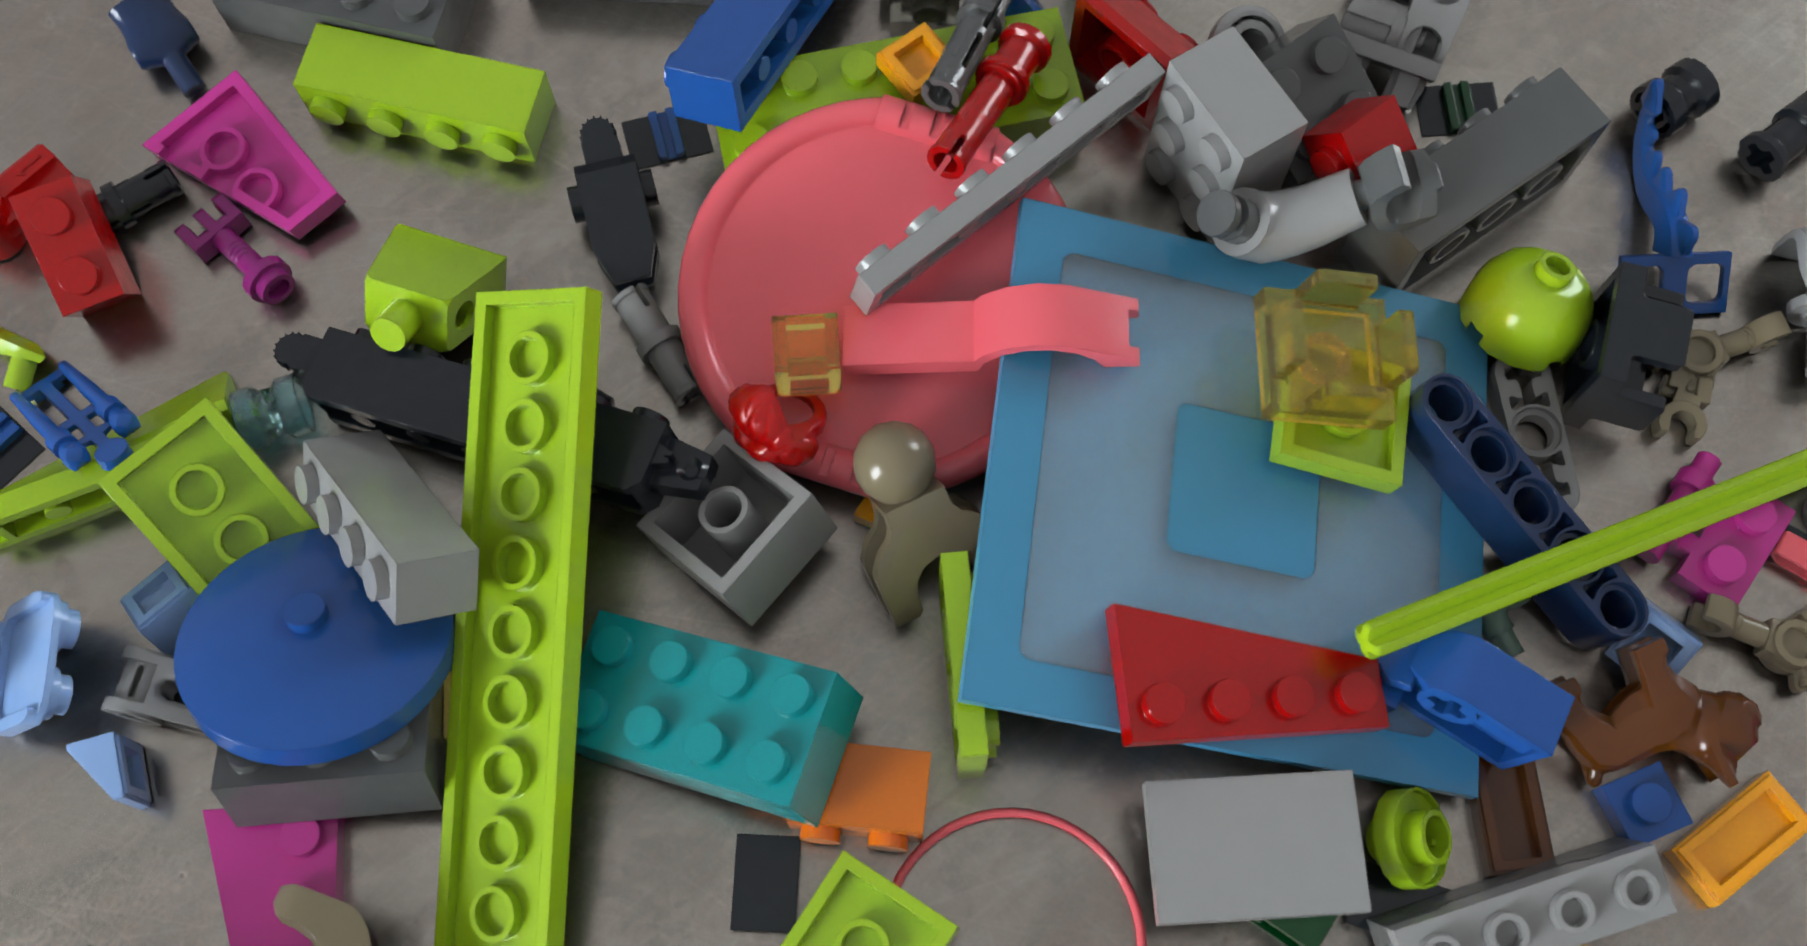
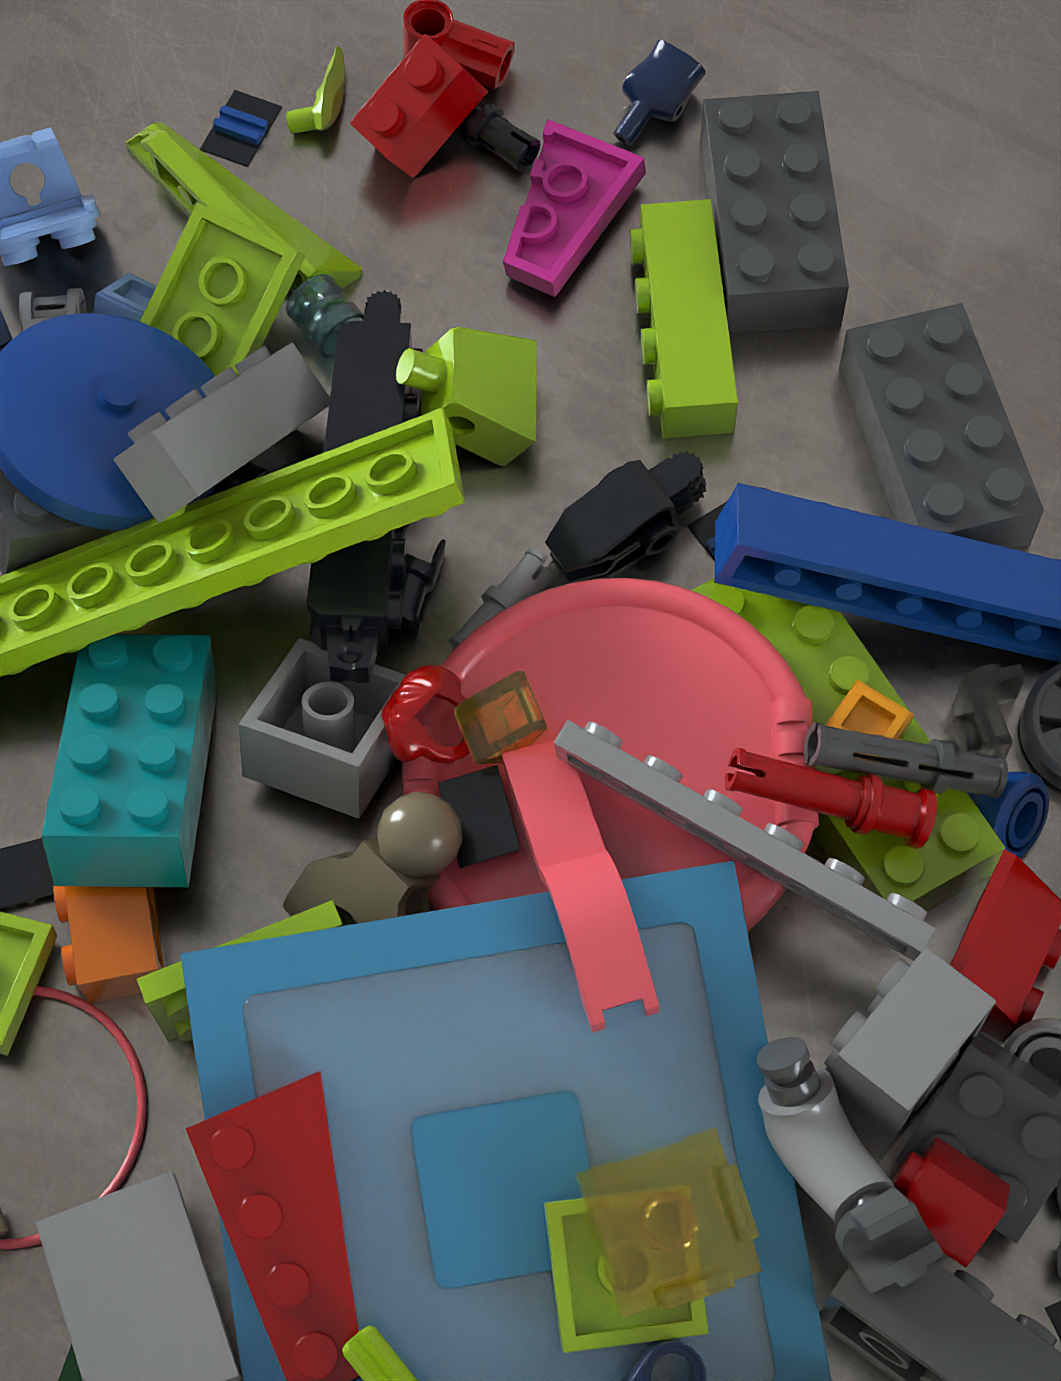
camera: 75 degrees right, 5 degrees down
(59, 438) = (283, 188): blue piece -> none
(265, 278) = (454, 263): magenta hinge -> none
(879, 402) = (483, 814): none -> black piece

